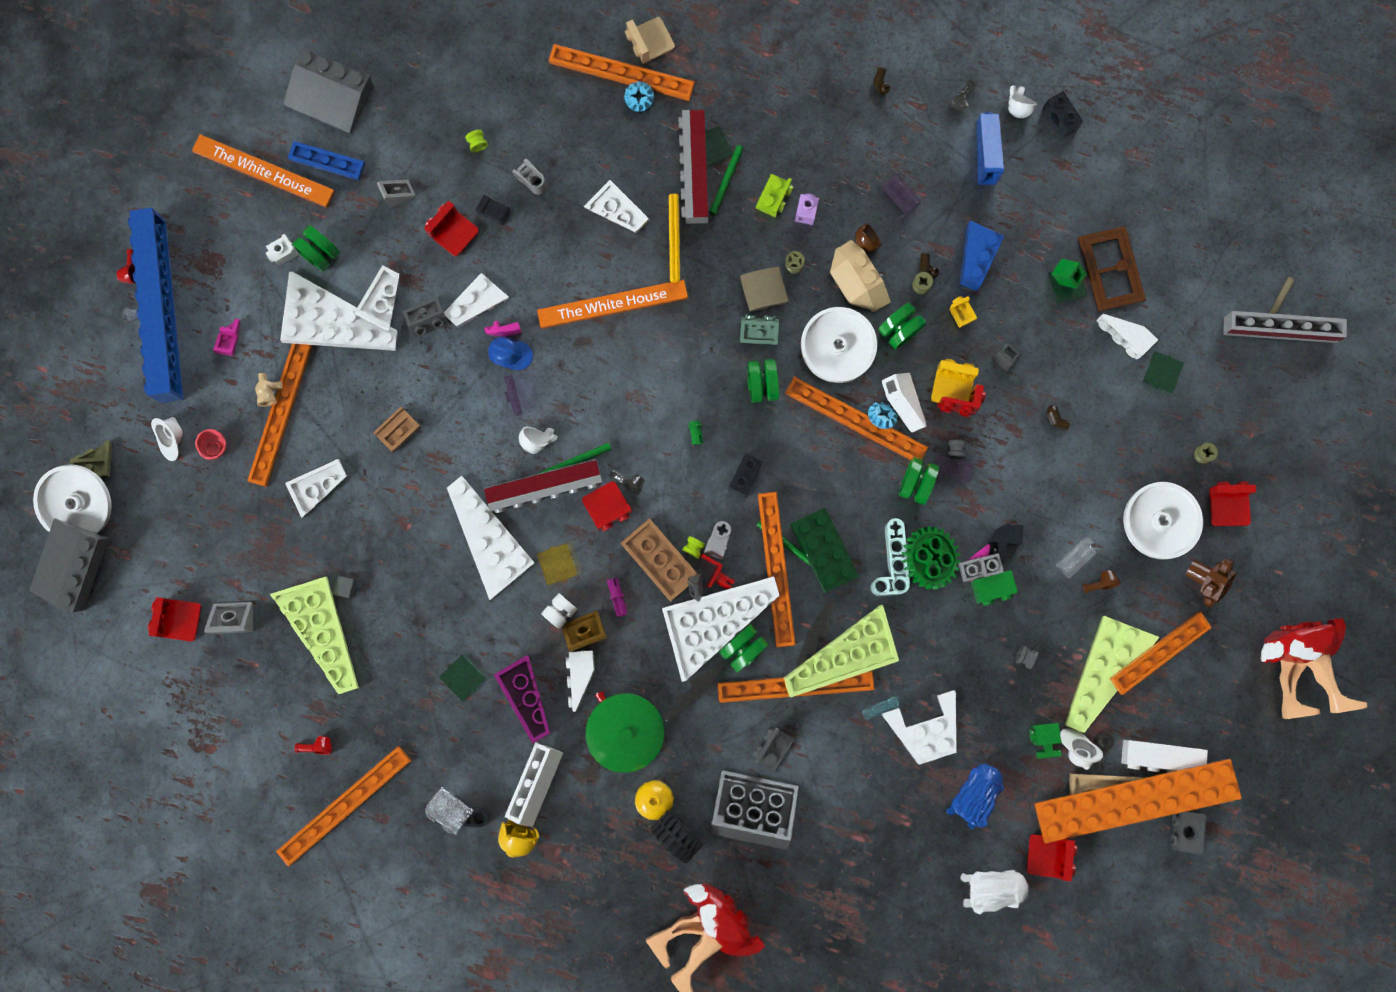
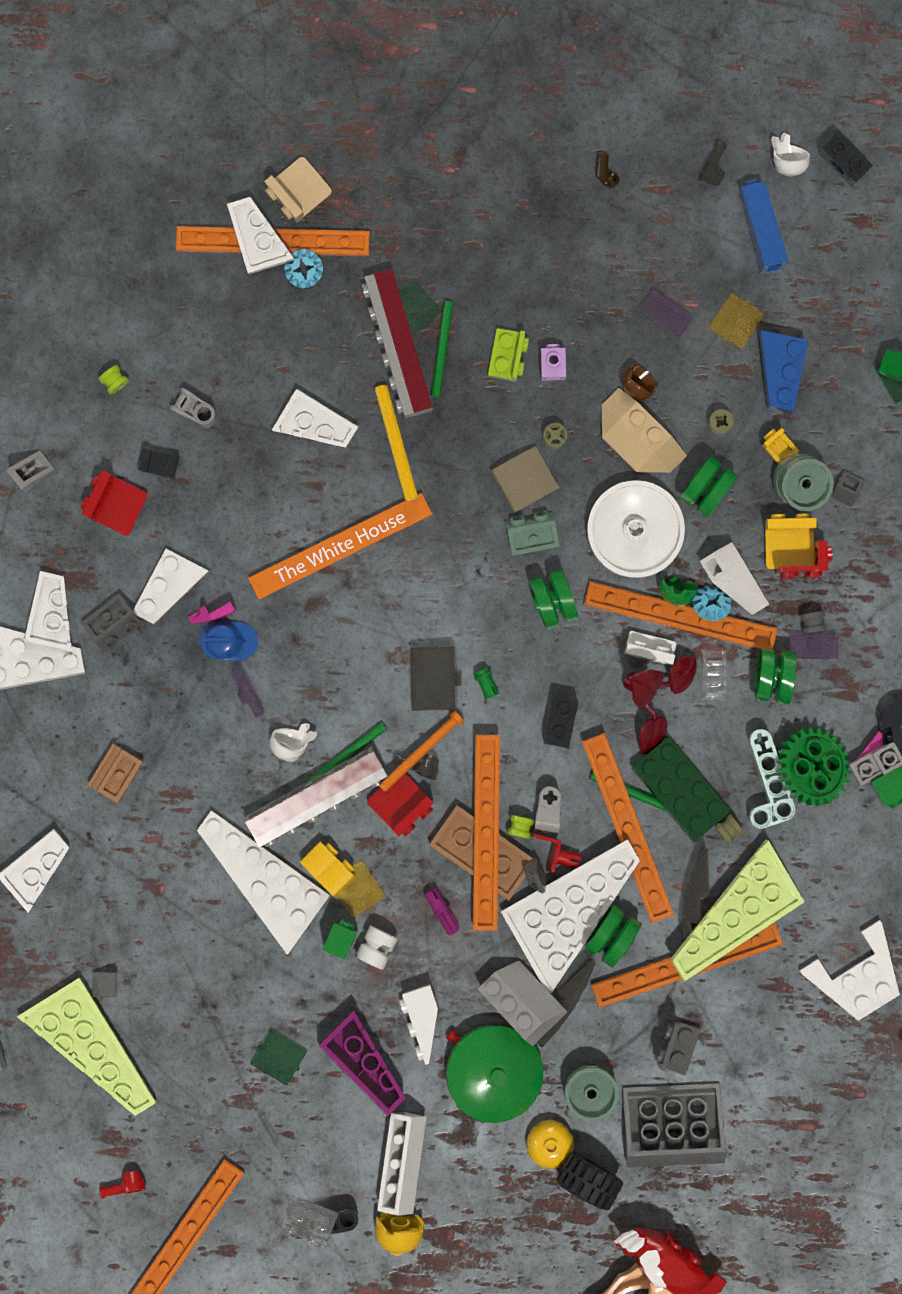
camera: 15 degrees left, 5 degrees up
(532, 597) = (340, 939): none -> green brick
(538, 542) = (328, 869): none -> yellow brick
(584, 631) = (412, 963): pearl gold slope -> none
(610, 66) = (256, 237): none -> white wing
(657, 419) = (434, 678): none -> clear smoke container
(660, 681) = (522, 1001): none -> light grey slope
(665, 454) = (455, 719): none -> orange bar
(666, 544) = (486, 832): none -> orange tile
(696, 779) = (583, 1080): none -> sand green wheel
(814, 460) = (645, 686): none -> dark red plant
(827, 437) = (650, 648): none -> white bracket
(854, 590) = (729, 829): none -> olive wheel
(857, 400) = (677, 593): none -> green hair
(864, 468) = (714, 695): none -> clear slope
(880, 708) = (796, 964): clear light blue axle -> none
(926, 267) = (722, 401): dark brown arm -> none
(952, 213) = (736, 321): none -> clear yellow piece
(976, 331) = (816, 486): none -> sand green wheel

